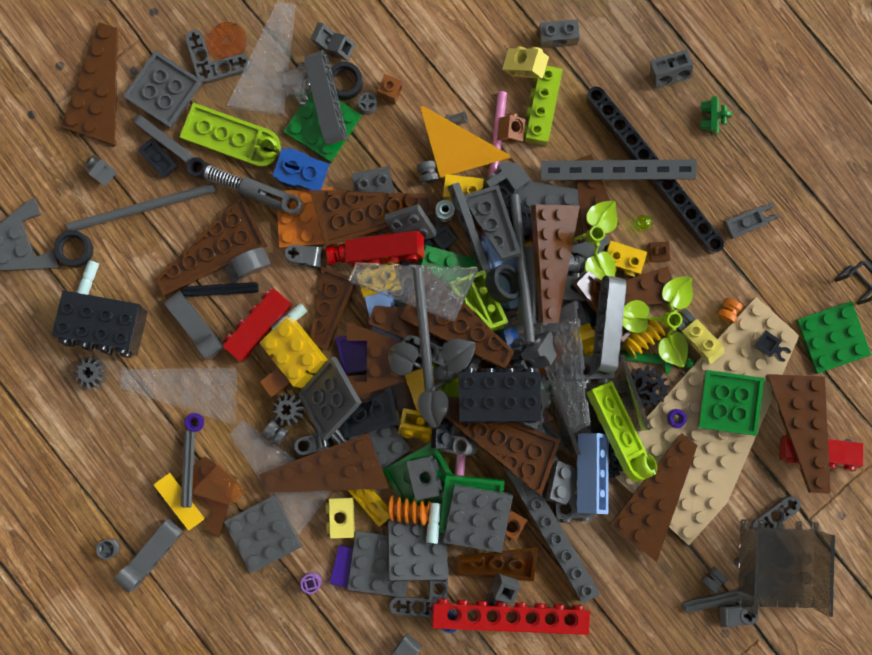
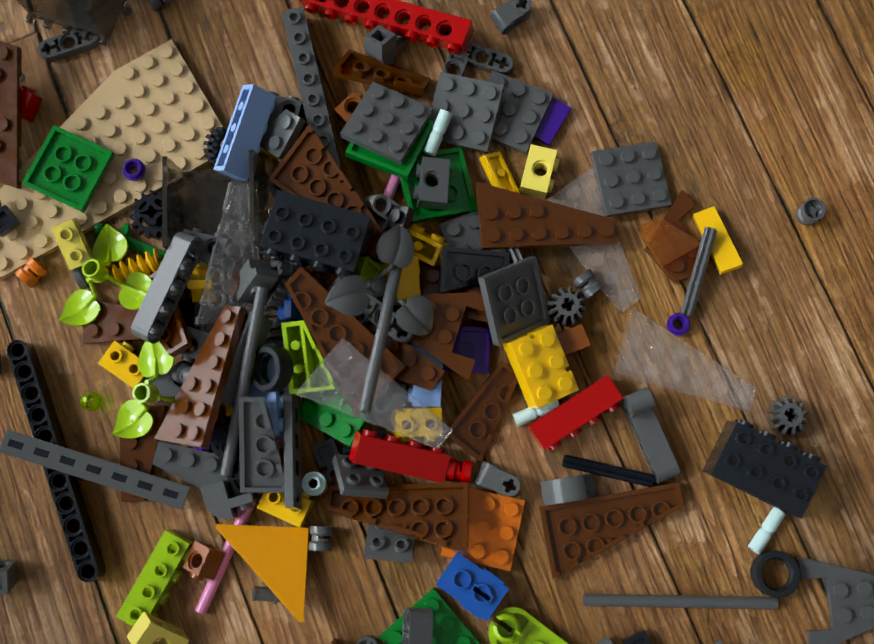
camera: 155 degrees left, 5 degrees down
(132, 575) = (767, 189): dark grey beam -> none
(246, 187) = (544, 585): piece -> none
(313, 580) = (589, 117): medium lavender wheel -> none
(314, 442) = (545, 259): dark grey piece -> none
(408, 511) = (461, 153): orange piece -> none
(621, 433) = (198, 167): lime plate -> none
(652, 505) = (195, 86): reddish brown wing -> none
(659, 251) = (85, 363): reddish brown tile -> none

